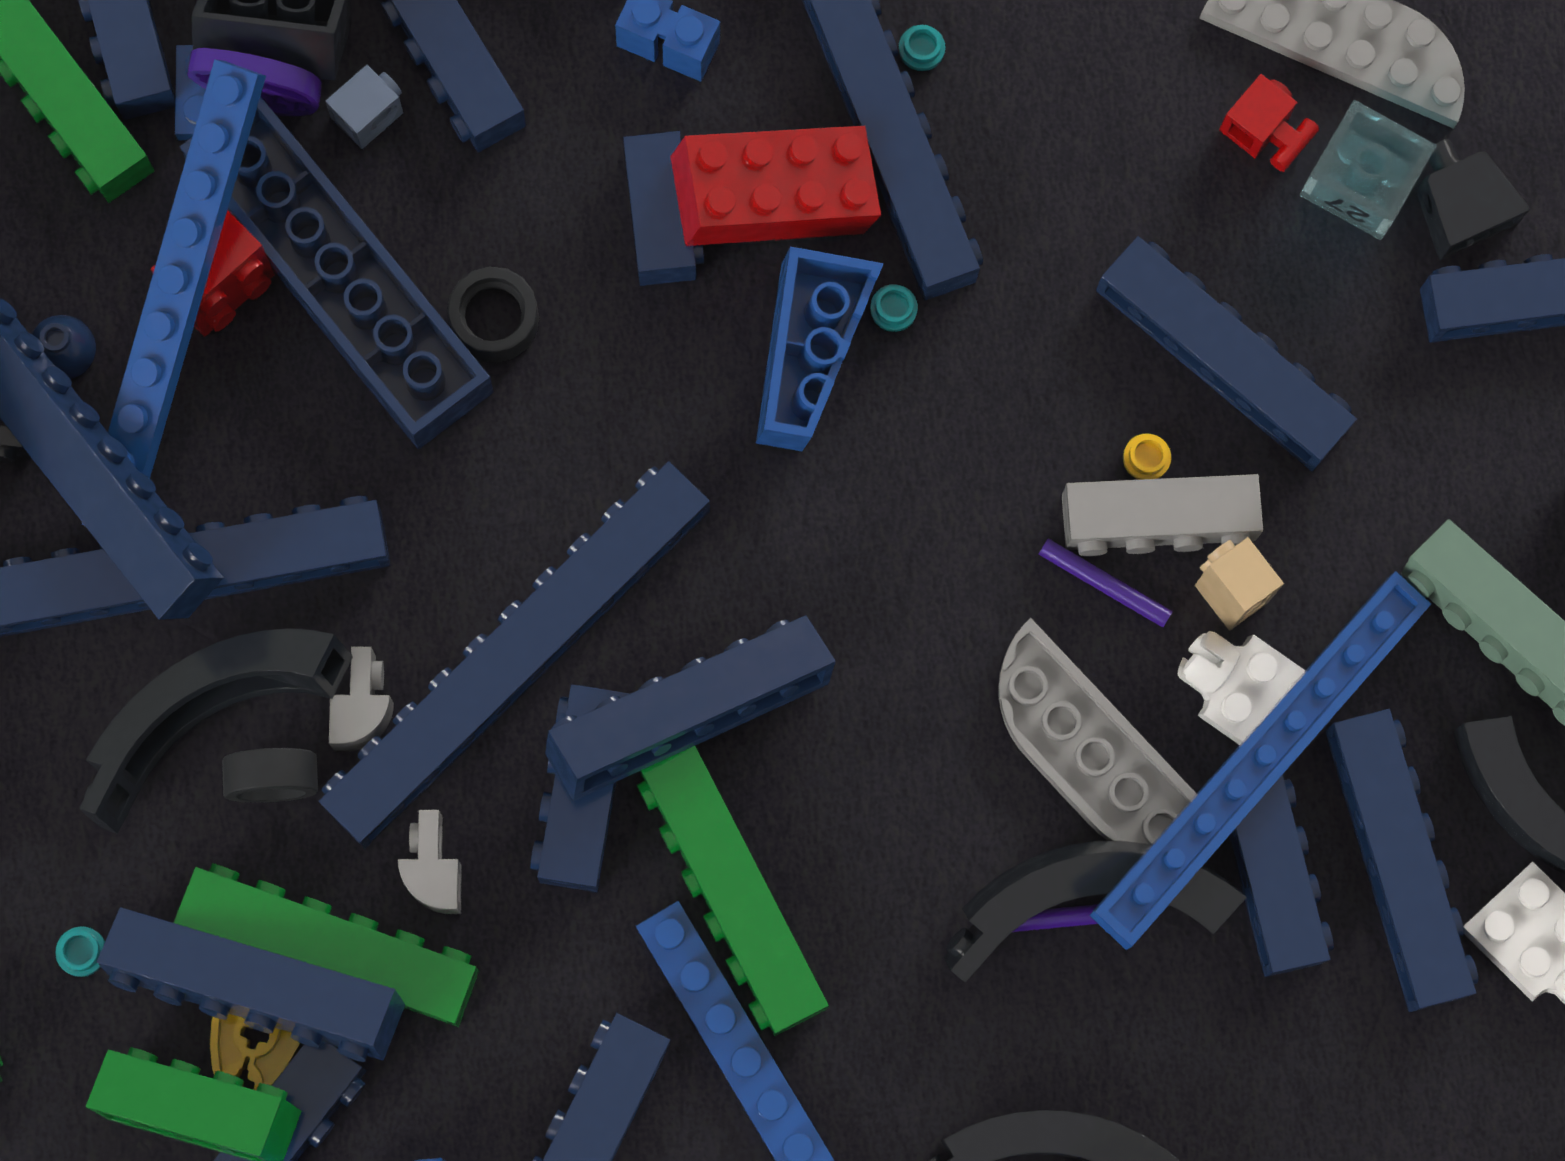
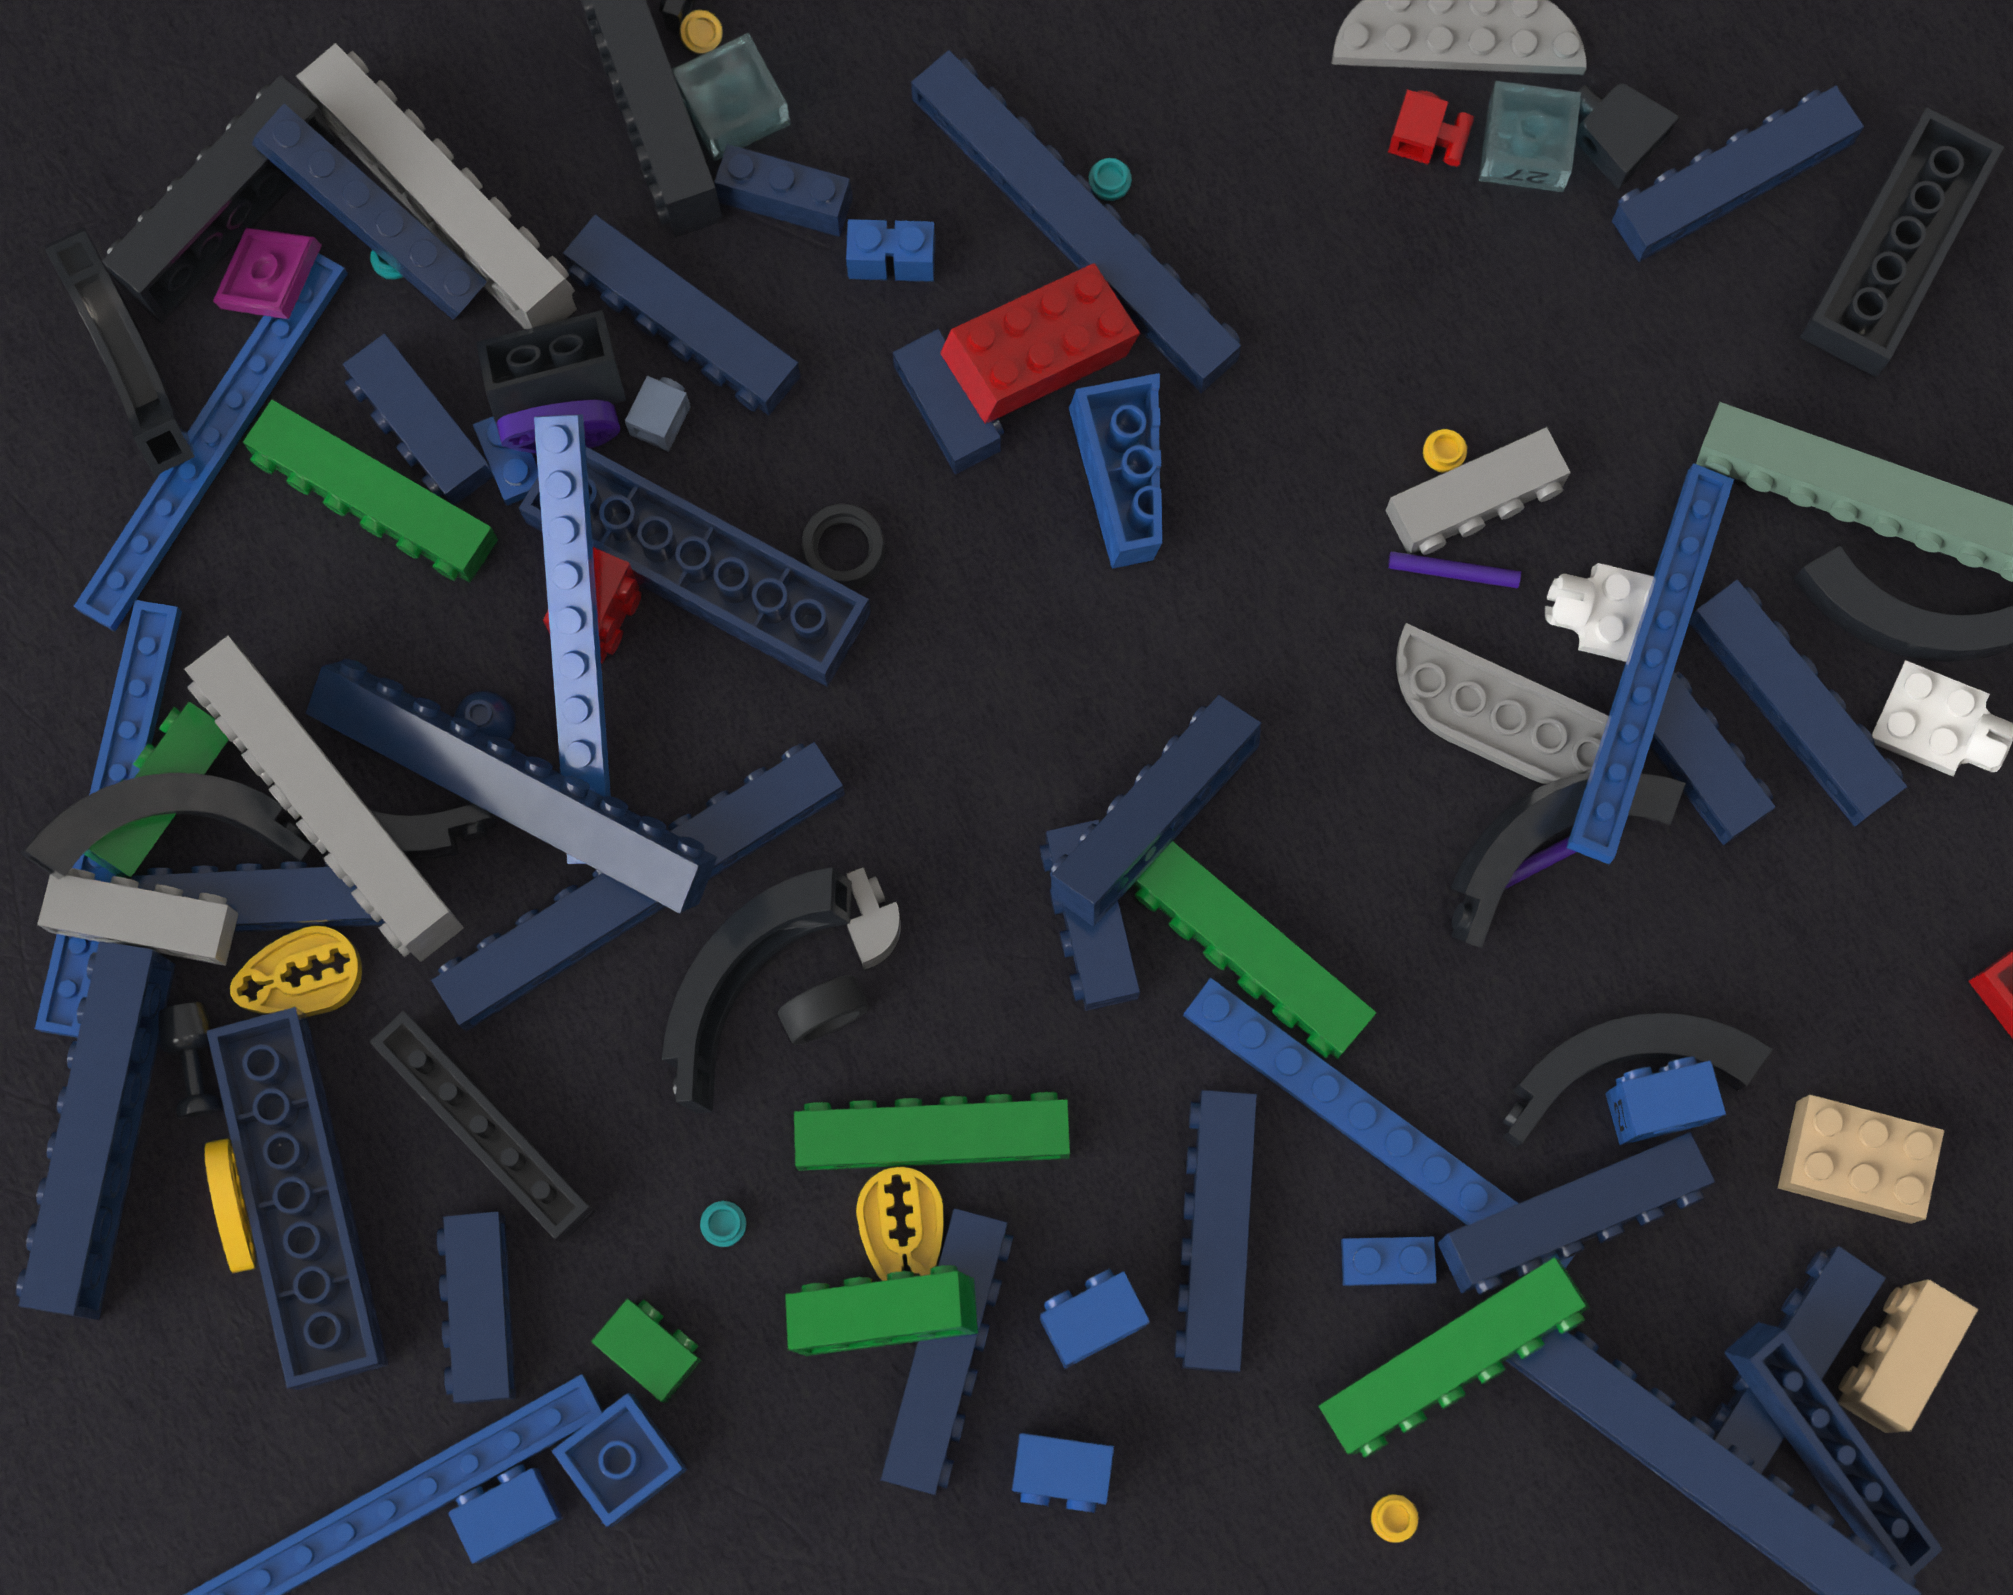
camera: 15 degrees left, 0 degrees up
(251, 984) = (884, 1191): dark blue brick -> none
(430, 878) = (994, 1043): light grey brick -> none
(515, 654) = (985, 827): dark blue brick -> none
(893, 308) = (1179, 408): teal plate -> none
(1226, 352) = (1475, 336): dark blue brick -> none
(1237, 581) = (1567, 523): tan brick -> none

